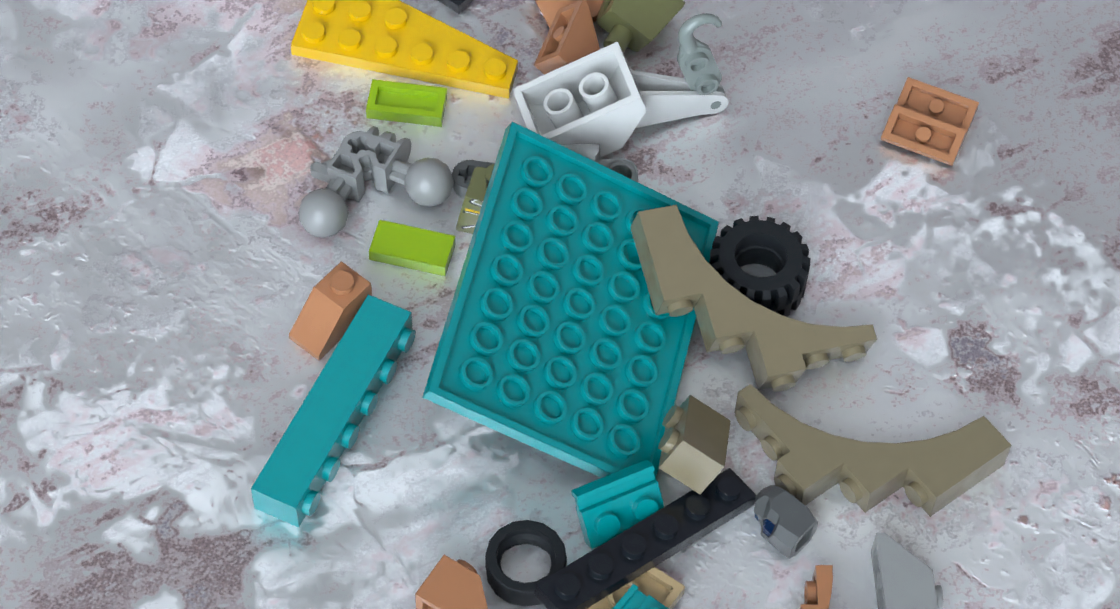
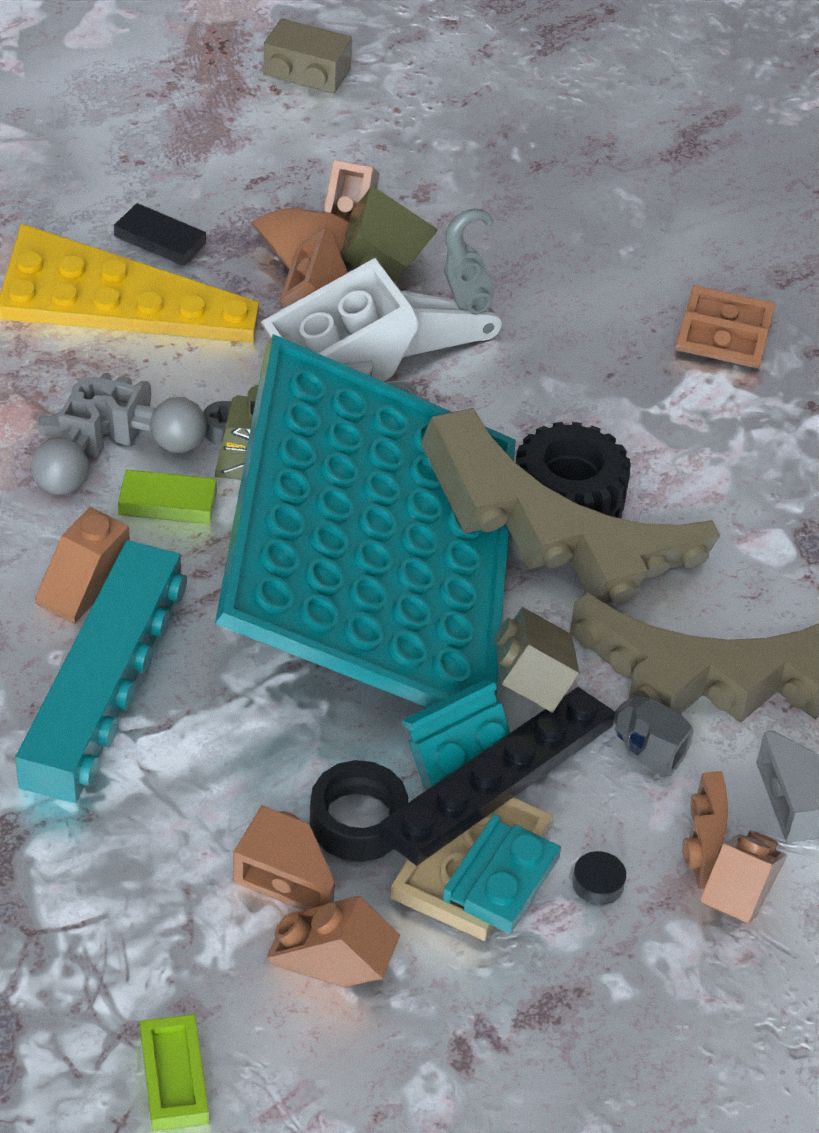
camera: 10 degrees left, 10 degrees down
(406, 103) = (138, 354): lime tile -> none

